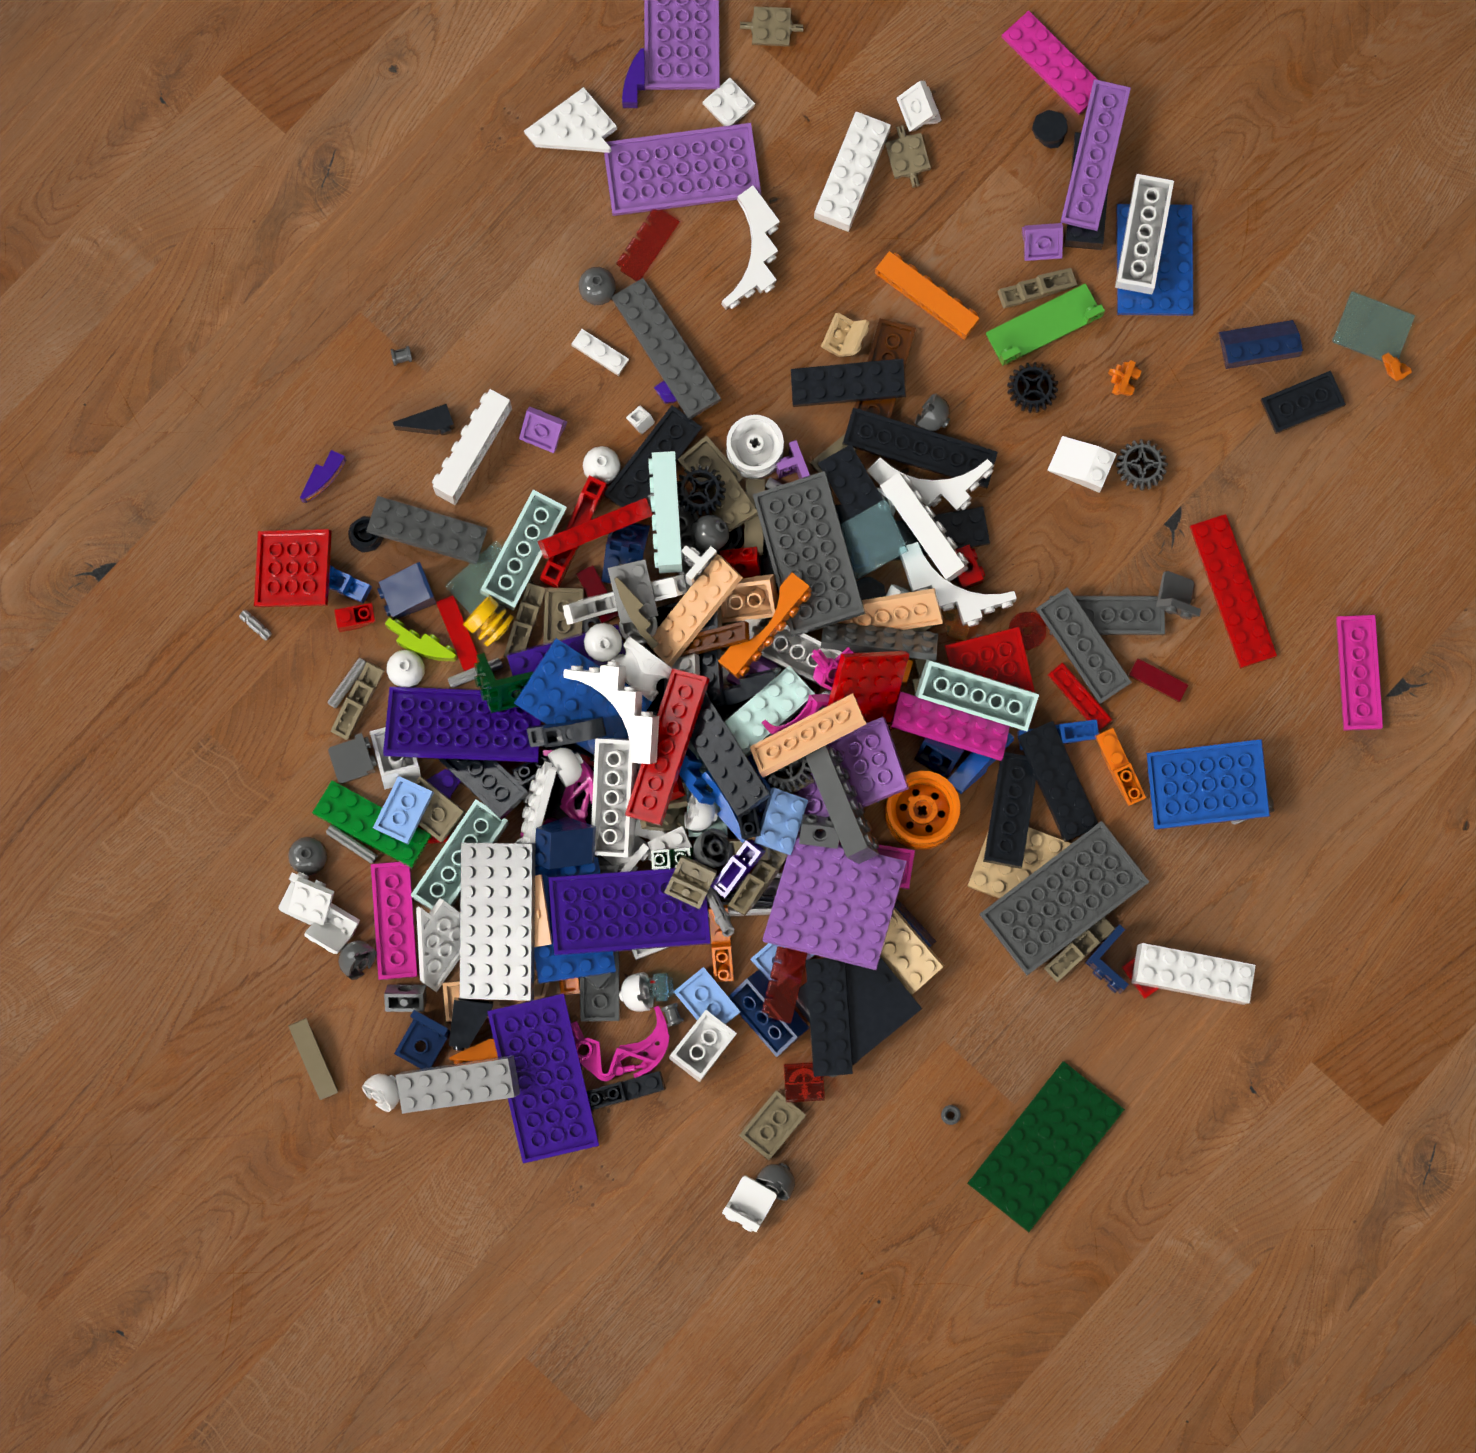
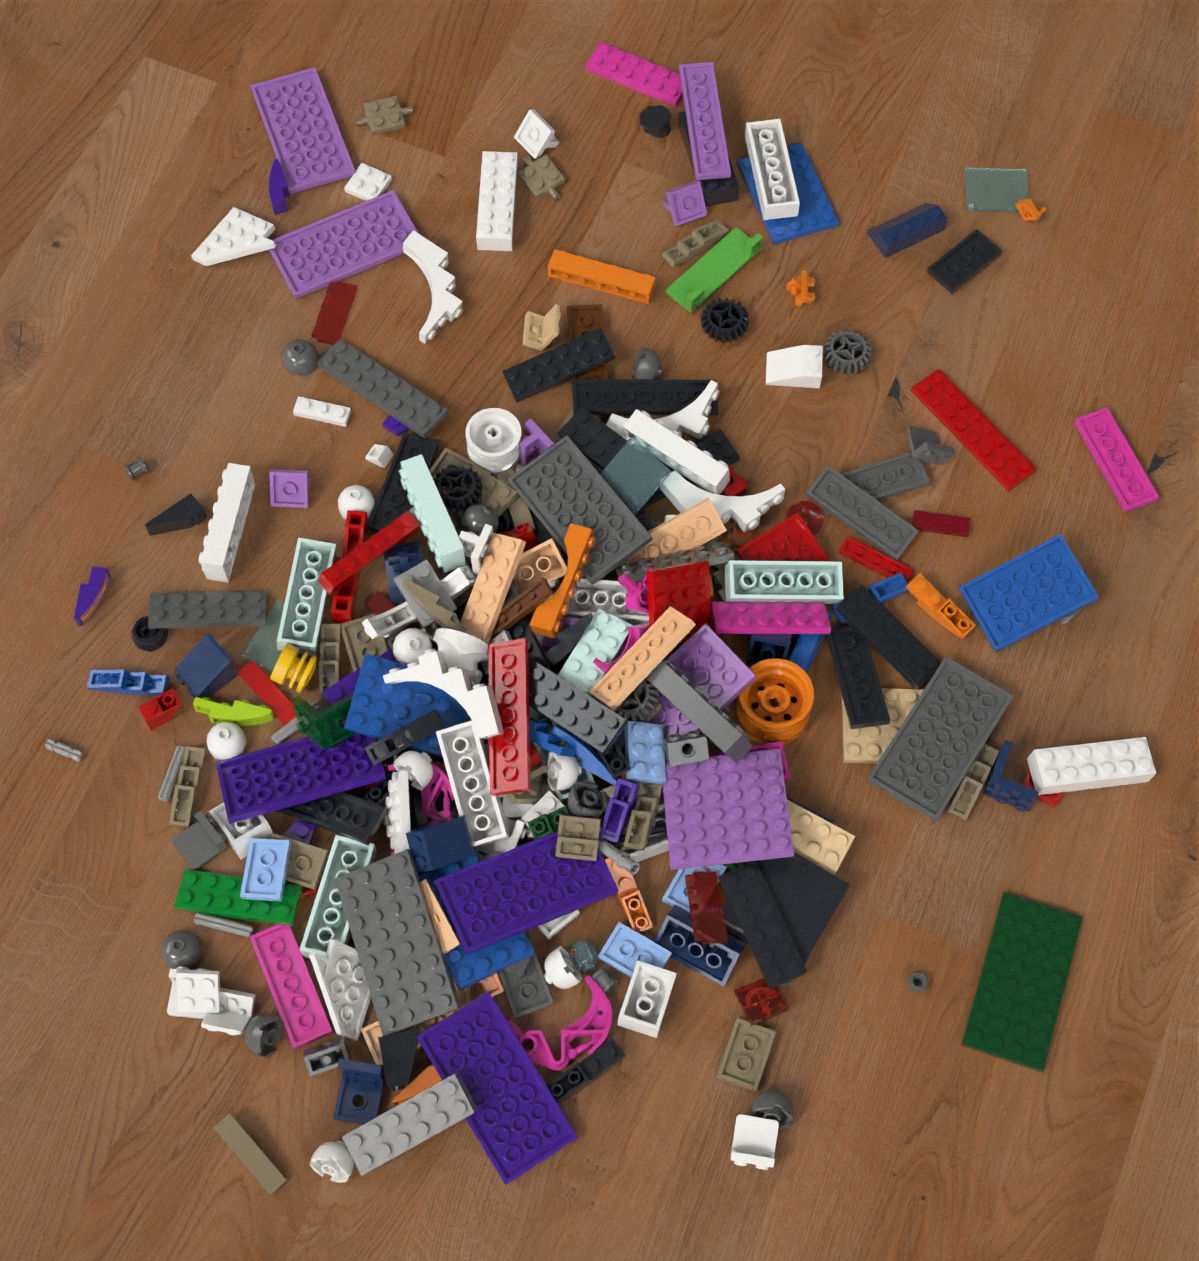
camera: 20 degrees left, 15 degrees down
(292, 568) = (85, 683): red plate -> none

